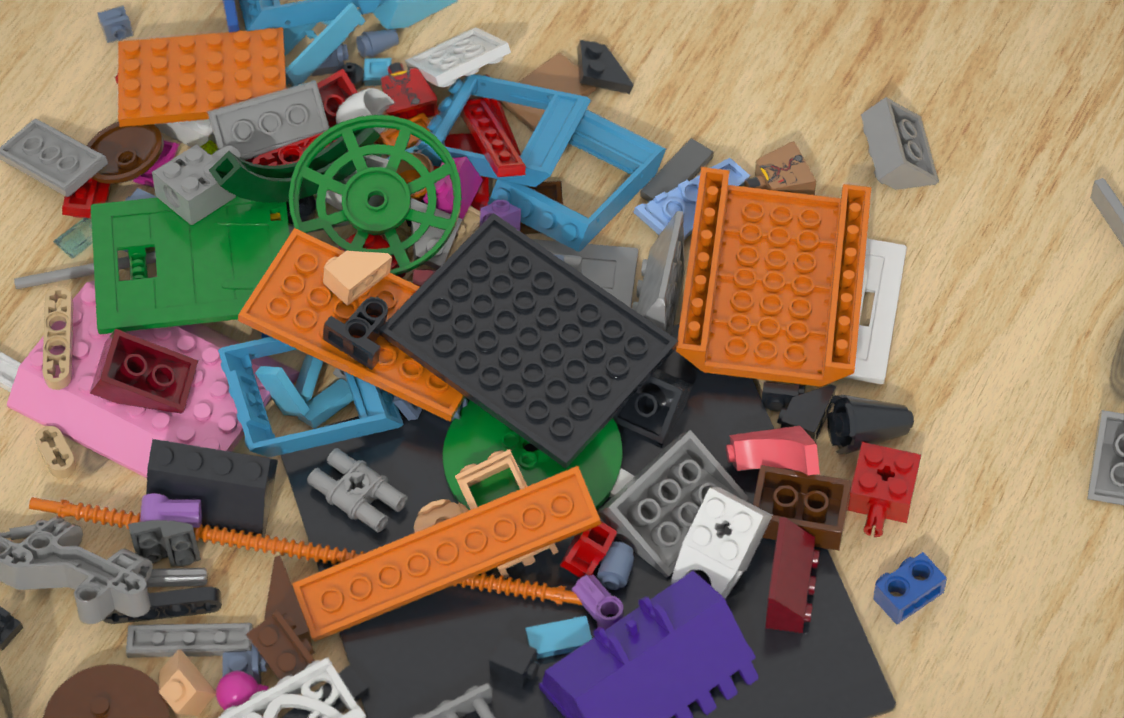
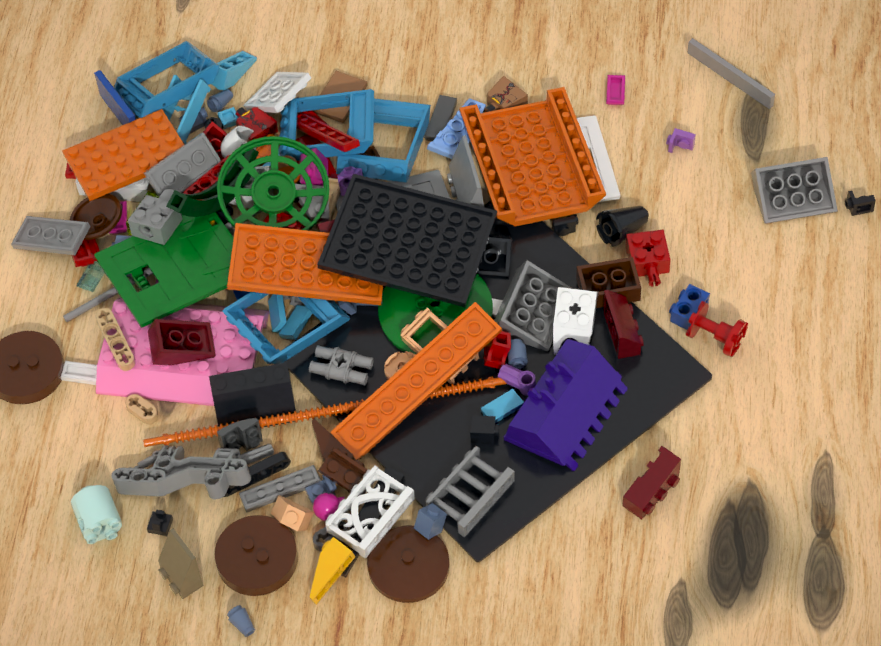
camera: 20 degrees left, 0 degrees up
(115, 24) = (48, 142): sand blue bracket -> none
(161, 508) = (228, 416): medium lavender piece -> none
(282, 391) = (269, 323): medium azure tile -> none
(355, 273) = (286, 236): light nougat slope -> none
(360, 324) = (306, 272): black tile -> none
(600, 68) = (365, 72): black wing -> none
(776, 448) = (580, 253): coral arch -> none
(808, 411) = (584, 231): black slope -> none
(898, 146) = (564, 59): light grey slope -> none
(939, 645) = (722, 332): none -> red piece
(954, 217) = (615, 89): none -> dark pink tile
(1018, 326) = (682, 139): none -> medium lavender bracket

